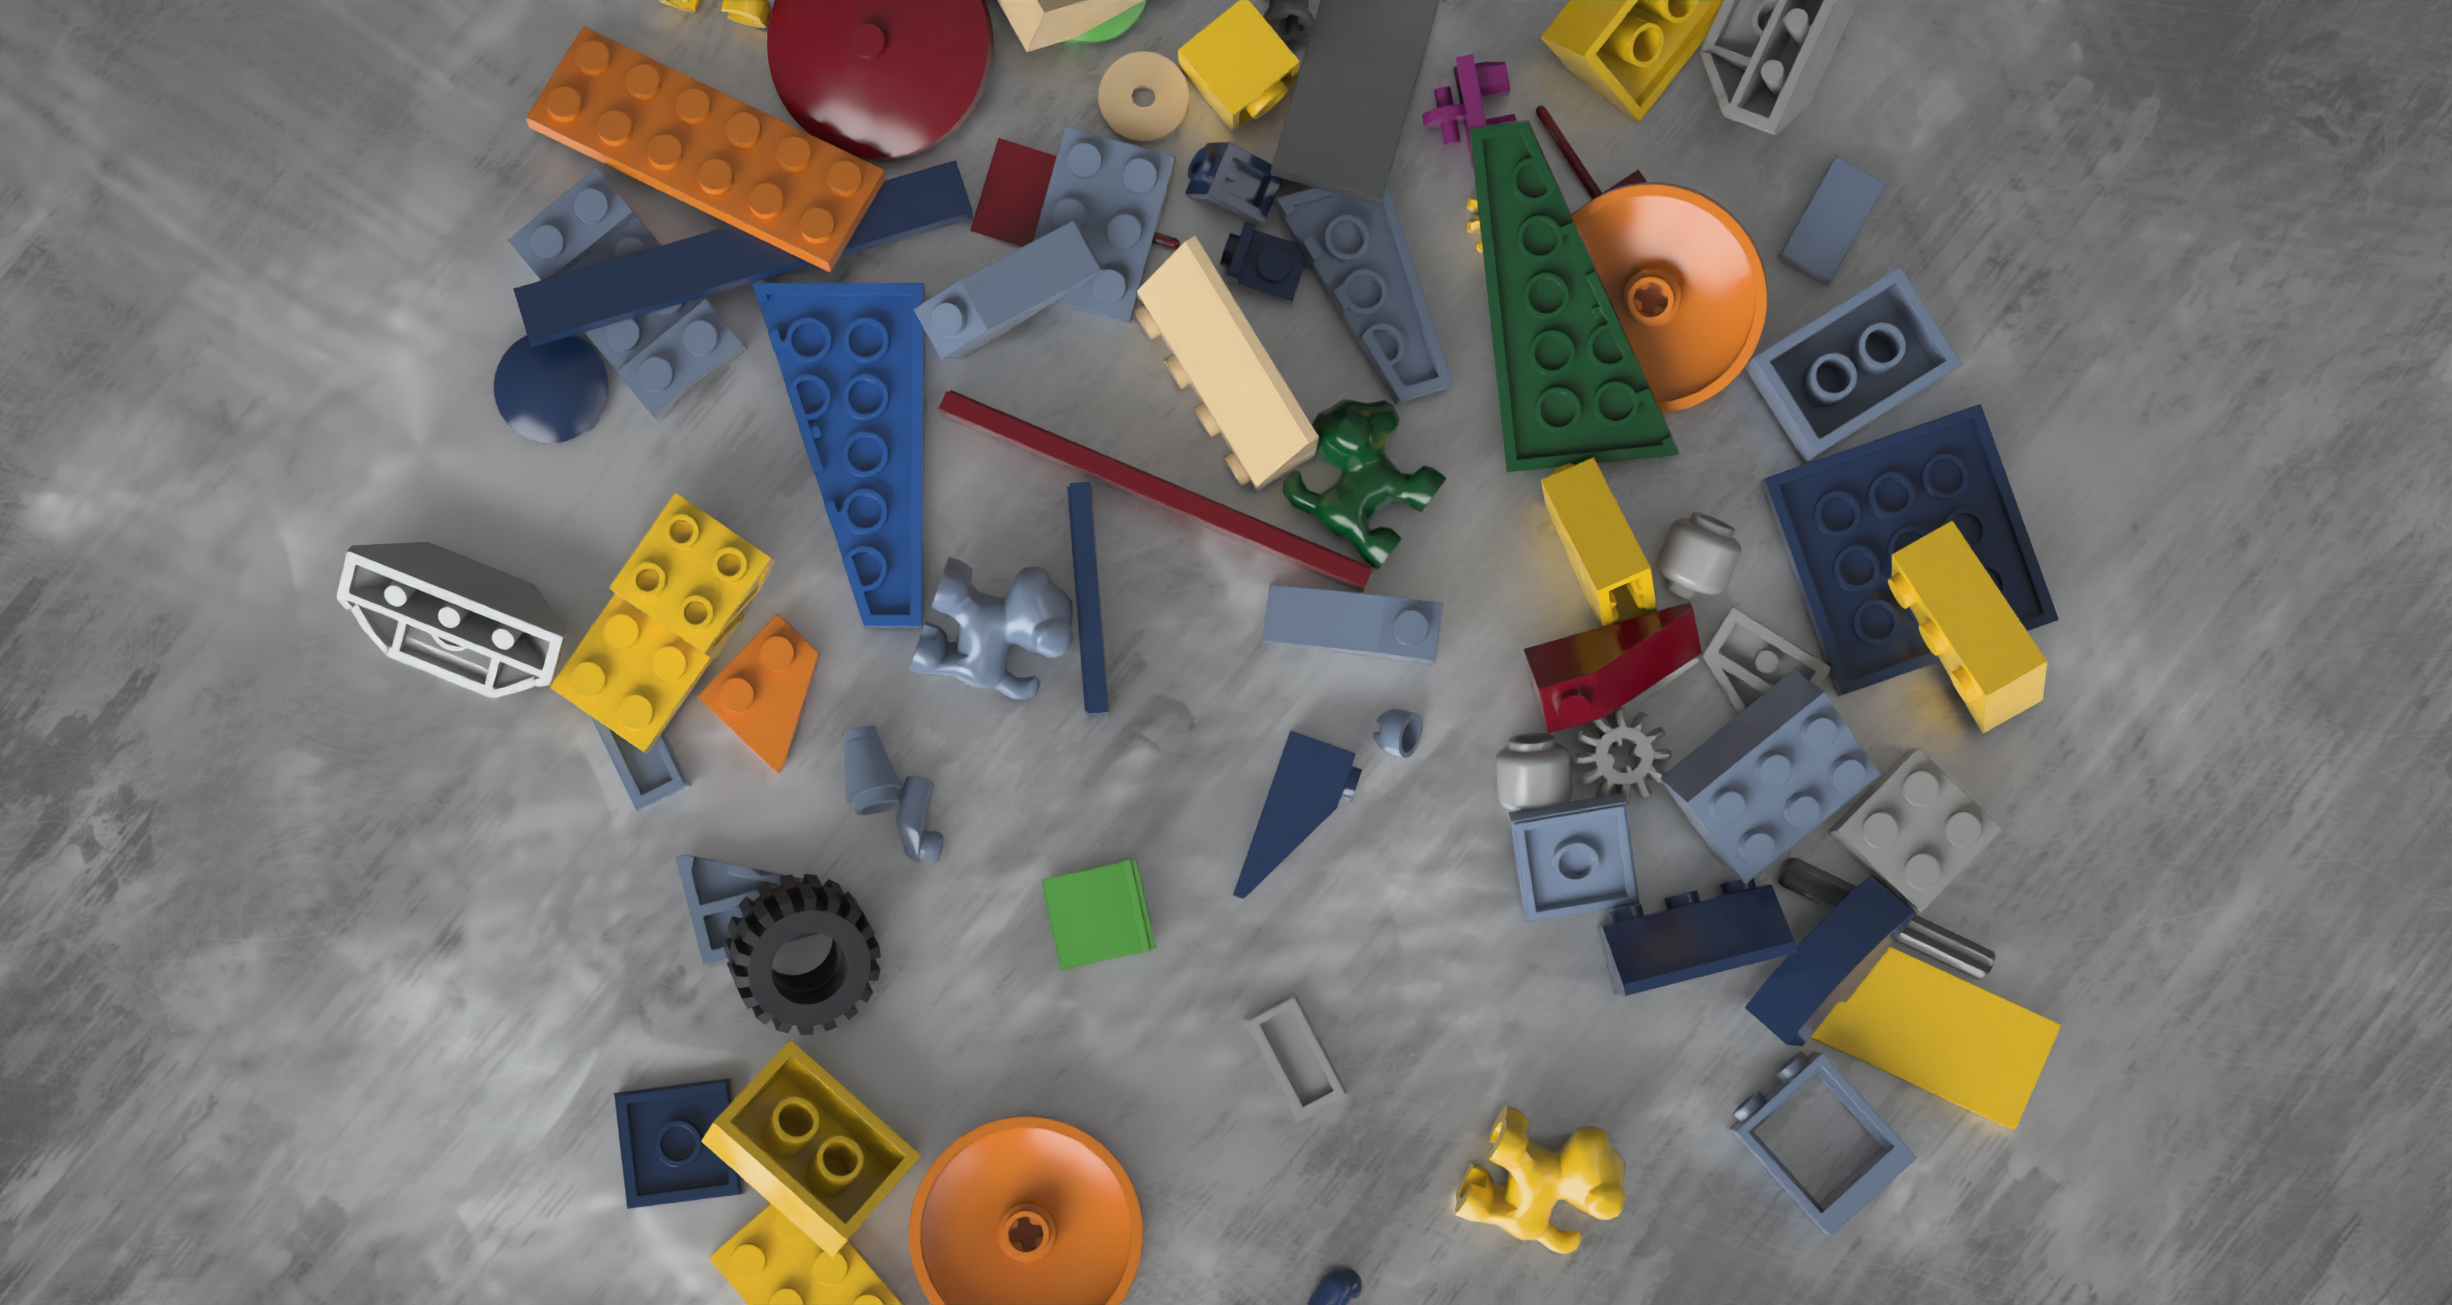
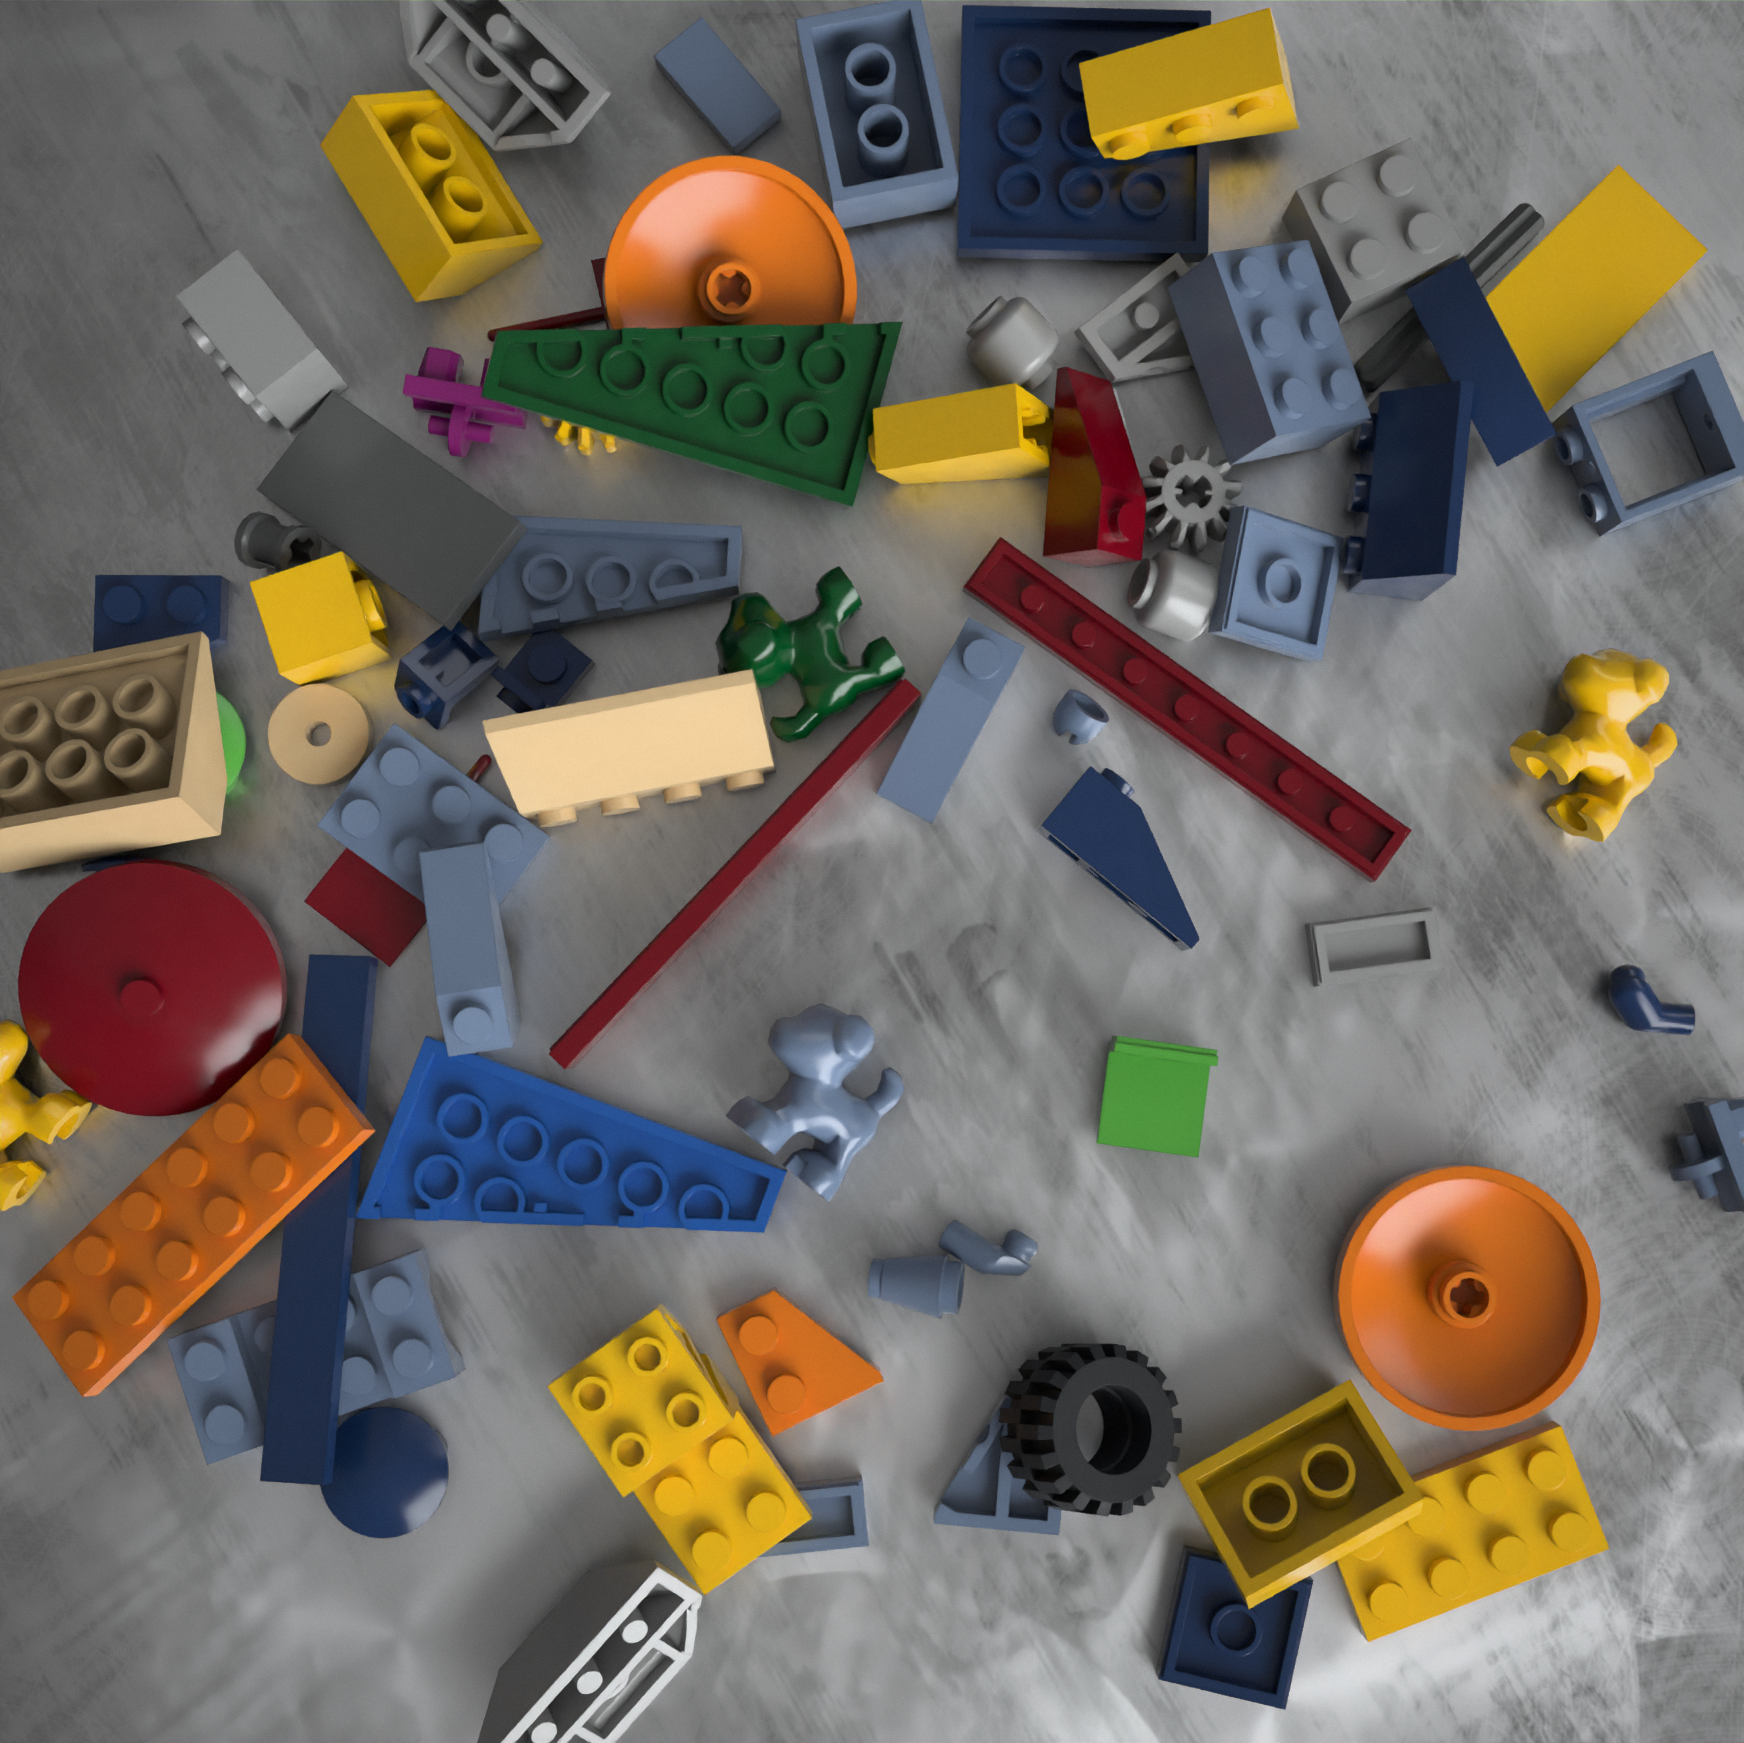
camera: 70 degrees left, 0 degrees up
(1088, 599) = (823, 985): dark blue tile -> none
(1440, 822) = (1186, 710): none -> dark red tile

